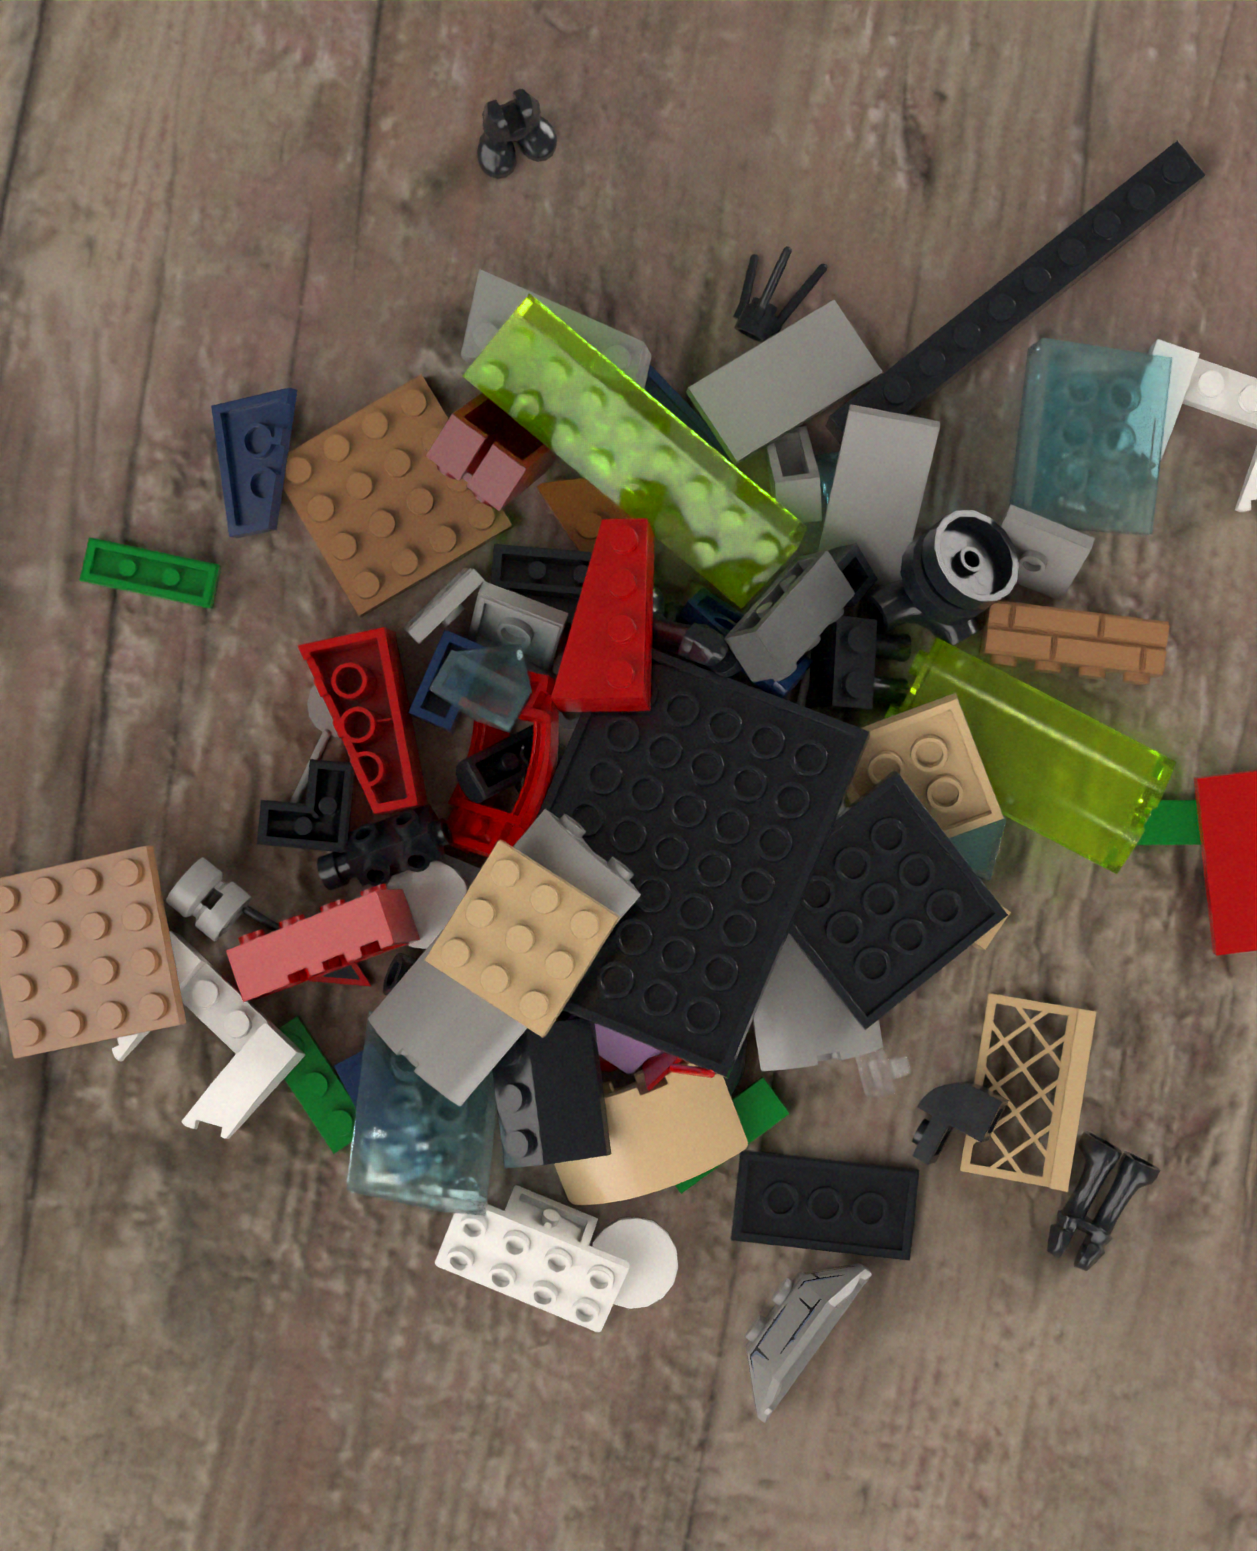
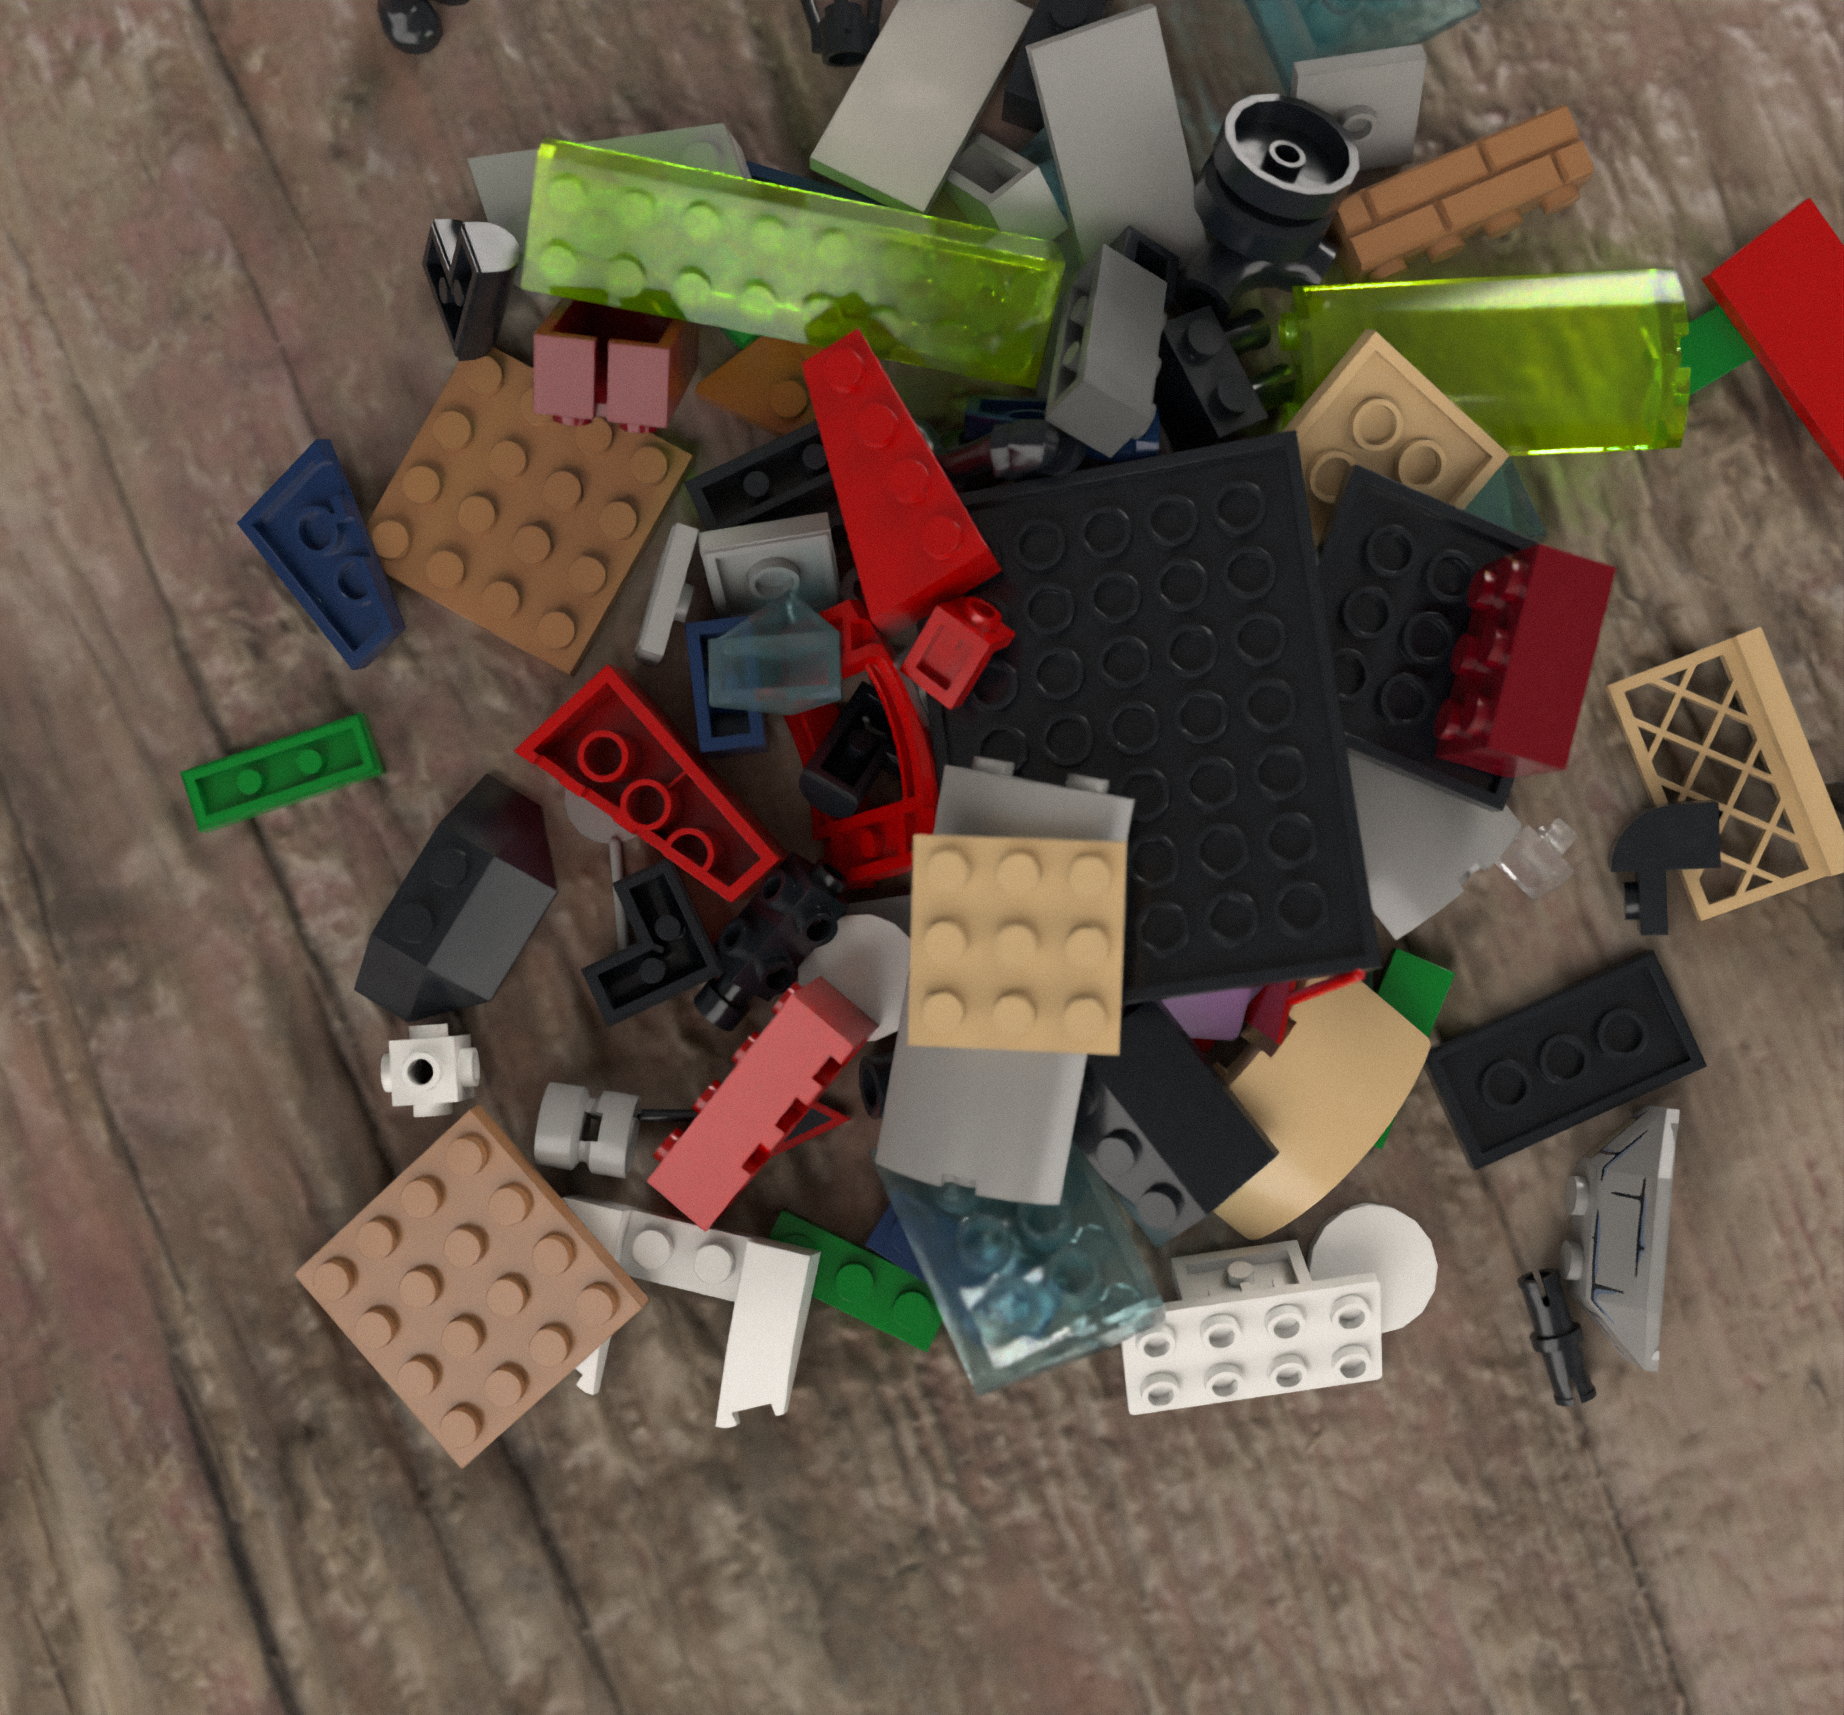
camera: 25 degrees left, 0 degrees up
(151, 812) = (453, 1063): none -> white brick
(212, 720) = (463, 907): none -> black wedge
(437, 343) = (471, 281): none -> black brick
(593, 742) = (955, 648): none -> red bracket
(720, 1369) = (1557, 1337): none -> black pin
(919, 947) = (1524, 662): none -> dark red piece

